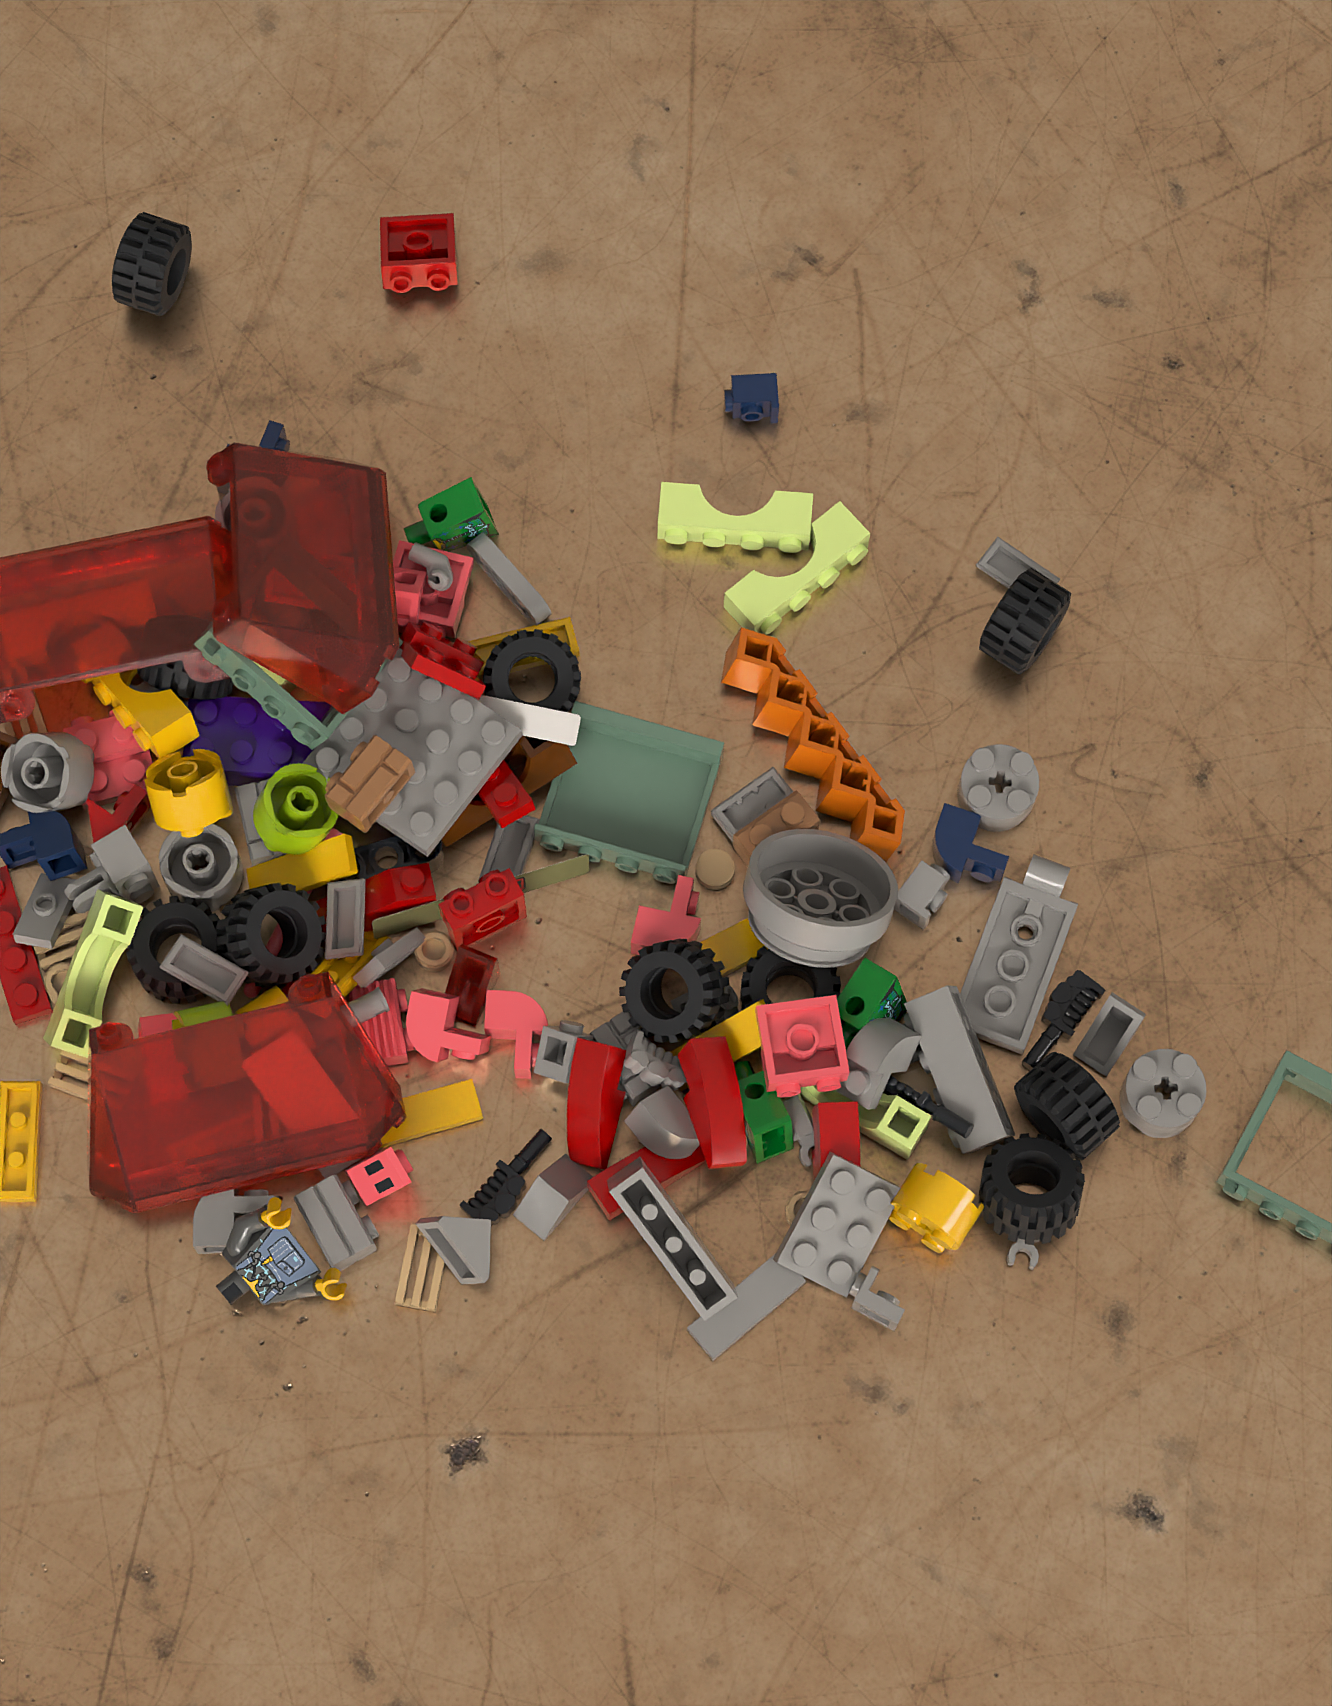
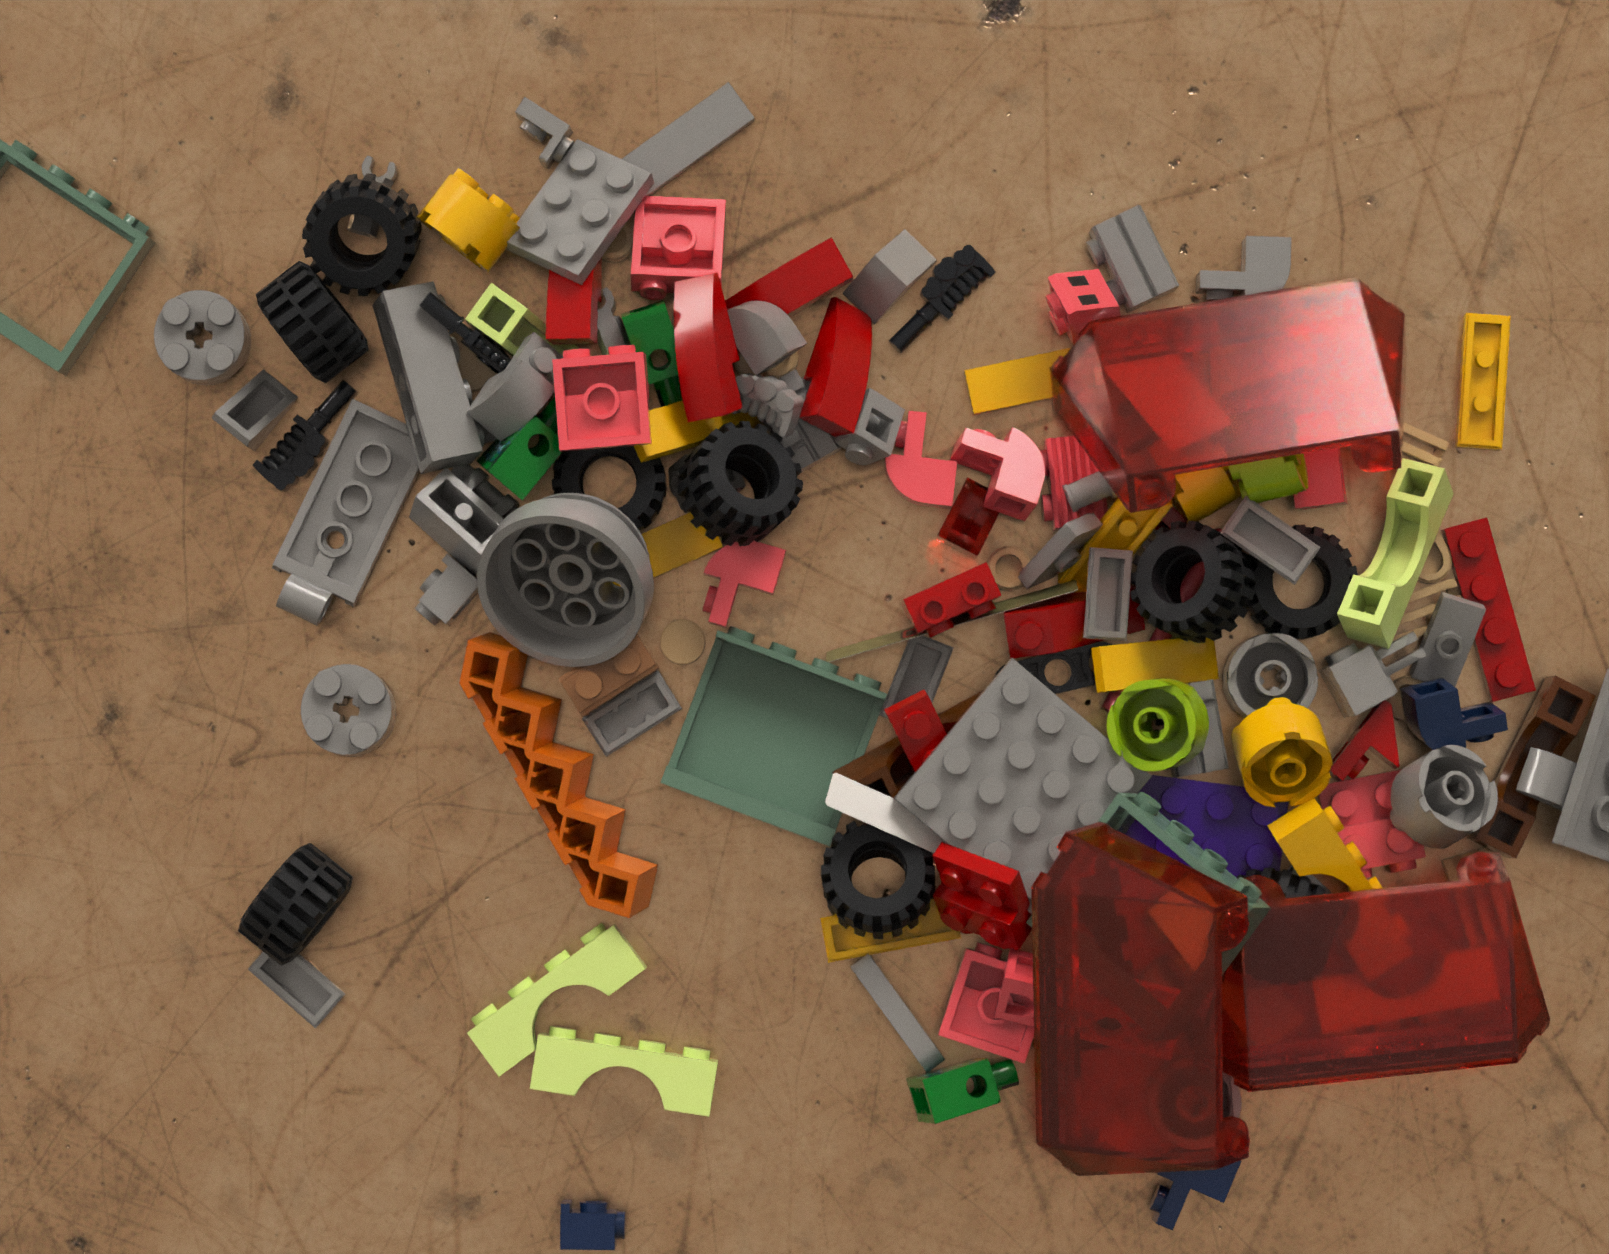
camera: 175 degrees left, 15 degrees up
(273, 1261) = (1203, 212): torso -> none
(368, 782) = (1074, 735): medium nougat brick -> none
(415, 1301) = (1048, 171): tan tile -> none
(437, 566) = (981, 1021): light grey arm -> none
(461, 1245) = (994, 224): light grey slope -> none
(672, 1238) = (764, 202): light grey brick -> none
(747, 1205) = (675, 242): none -> coral plate
(918, 951) = (461, 512): none -> light grey brick
(955, 849) = (406, 647): dark blue brick -> none

